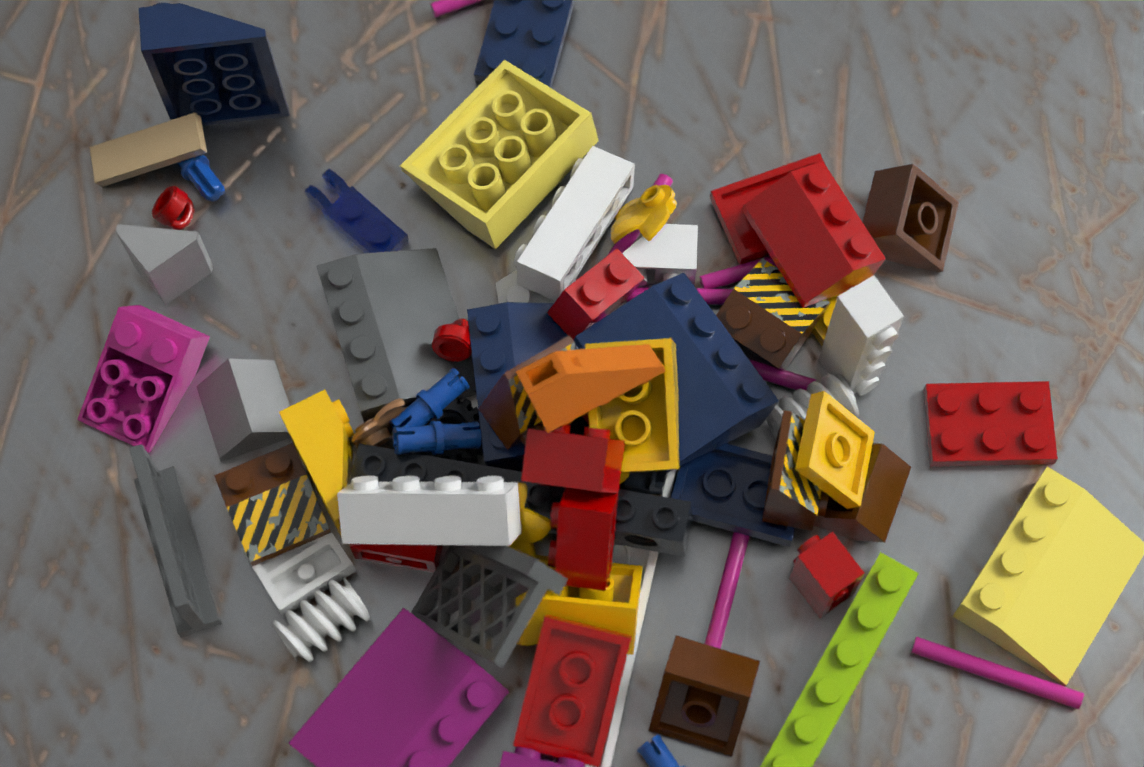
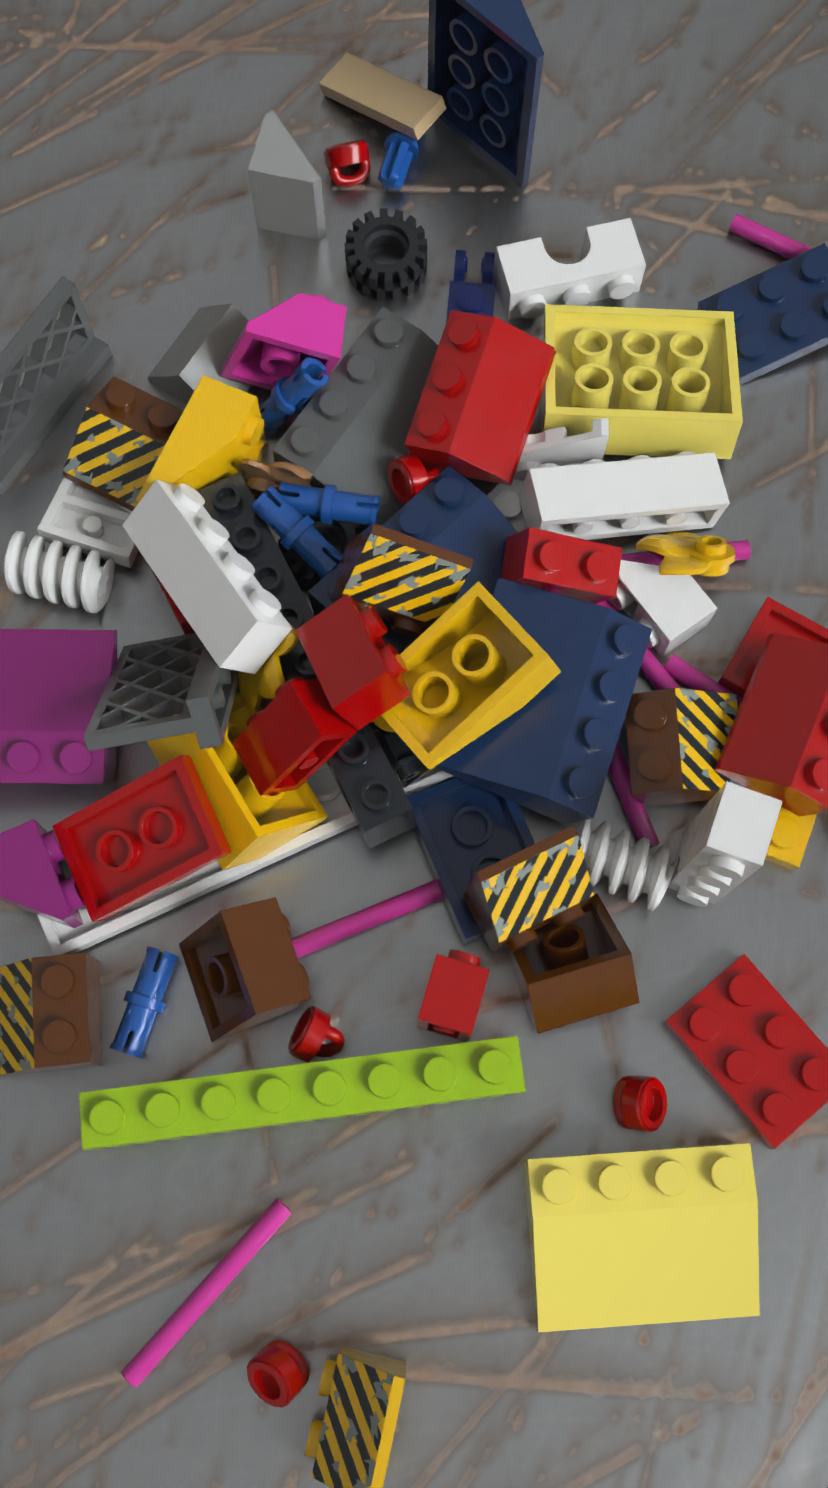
camera: 50 degrees right, 5 degrees up
(142, 375) = (173, 254): dark pink slope -> none
(261, 217) = (386, 232): none -> black tyre
(298, 343) = (284, 337): none -> dark pink slope
(328, 369) = (292, 393): none -> blue pin
(372, 162) = (609, 269): none -> white arch
(439, 254) = (480, 398): none -> red slope
(499, 255) = (557, 448): none -> white wing
(582, 379) = (426, 599): orange slope -> none
(778, 684) = (310, 1033): none -> red tile
(835, 450) = (579, 909): yellow plate -> none
(973, 514) = (640, 1103): none -> red tile
(997, 672) = (496, 1251): dark pink bar -> none

